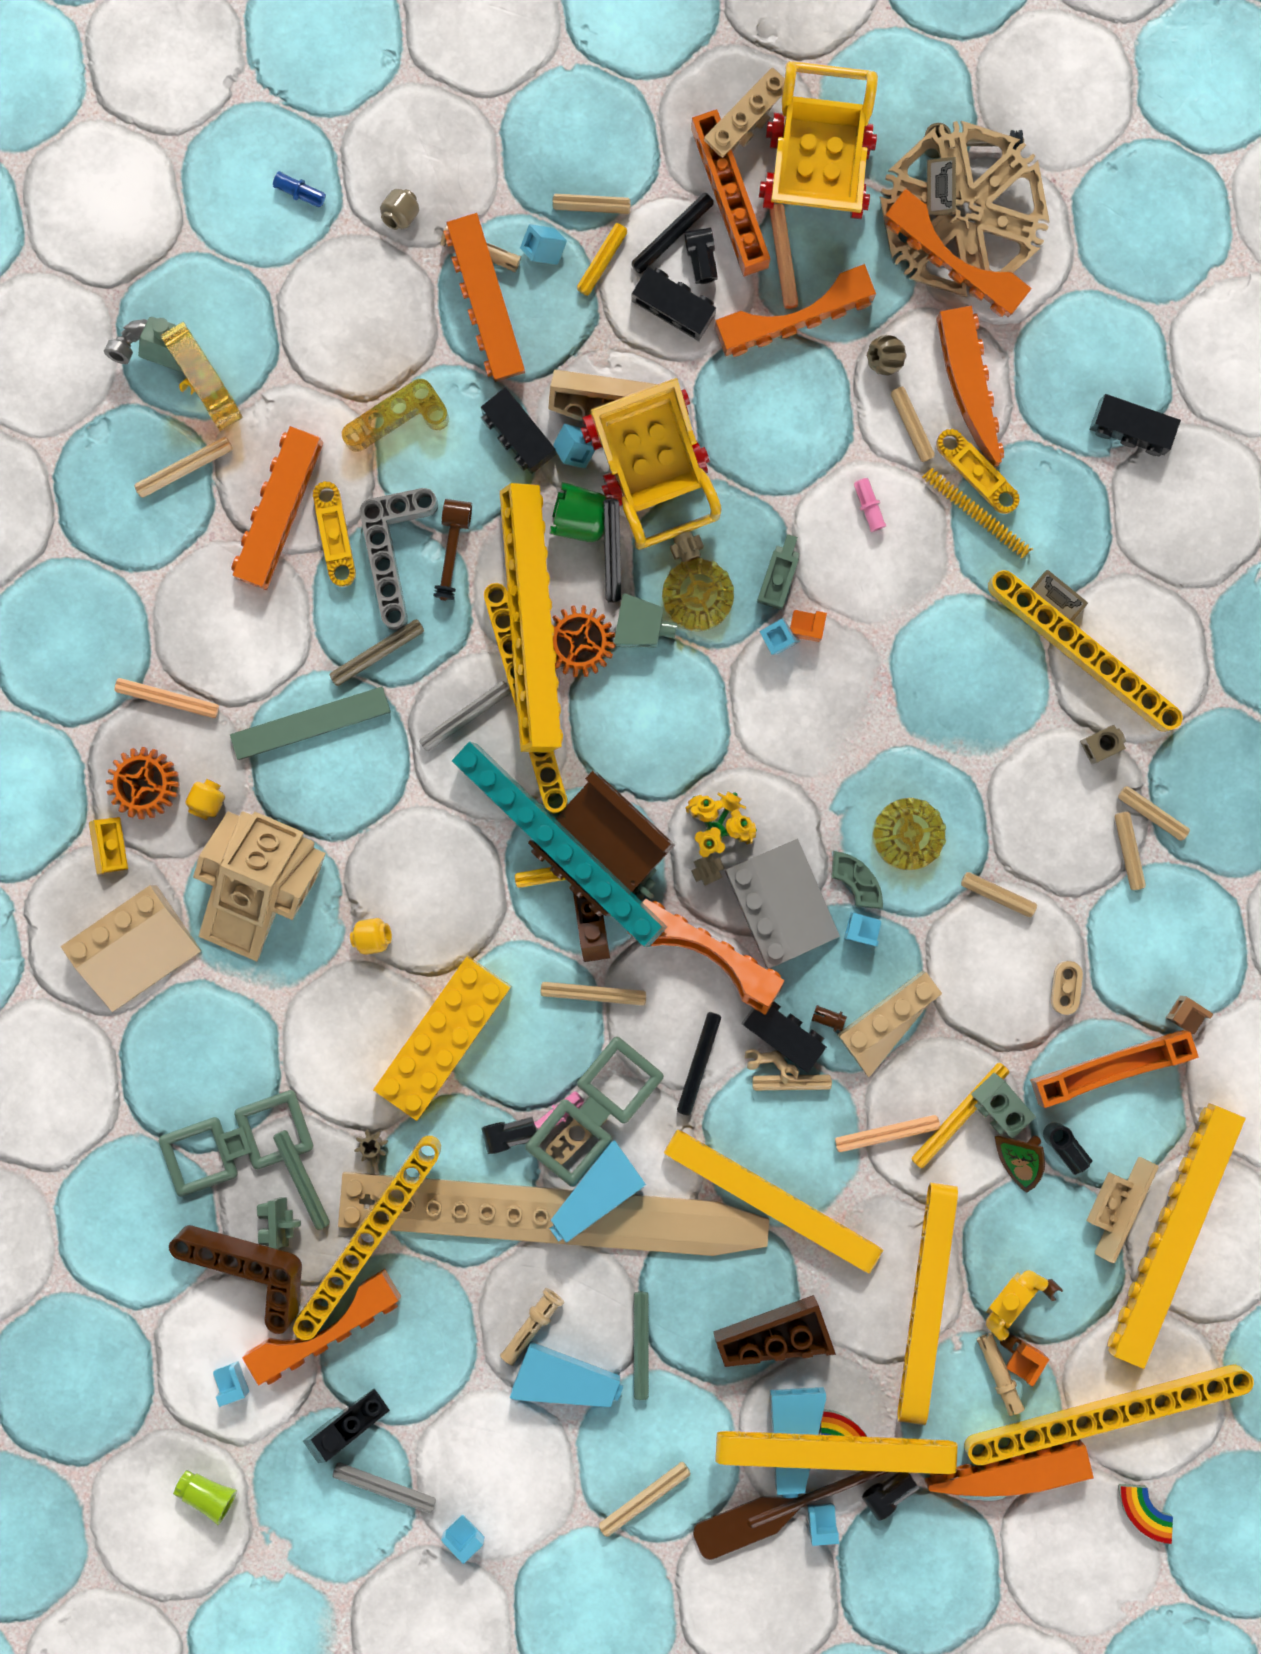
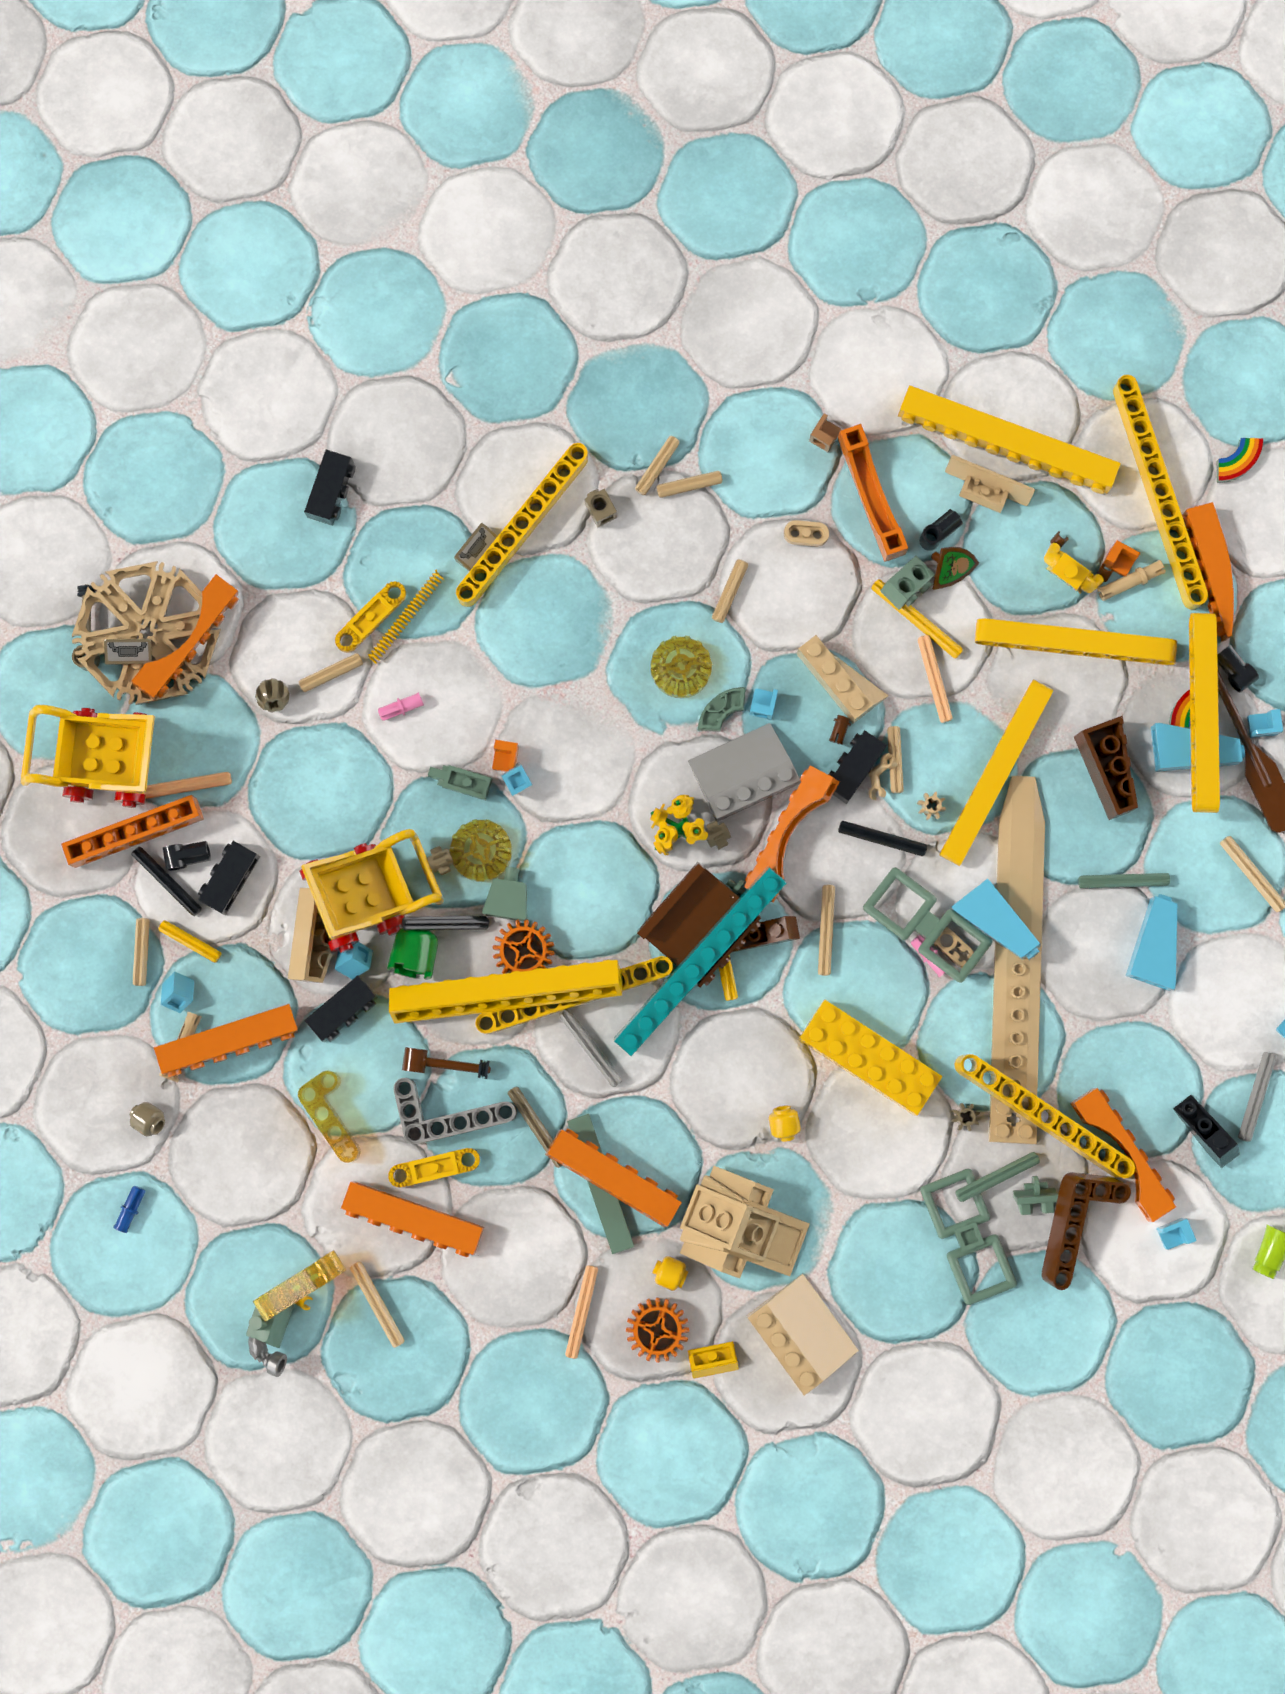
camera: 85 degrees left, 5 degrees down
(313, 737) = (613, 1178): none -> orange brick
(503, 1135) = (951, 1004): black piece -> none
(538, 1317) = (1104, 968): tan pin -> none
(731, 1129) = (930, 812): none -> tan gear
(744, 330) = (251, 816): orange arch -> none
(746, 115) = (64, 818): tan bracket -> none
(968, 378) = (291, 625): orange slope -> none

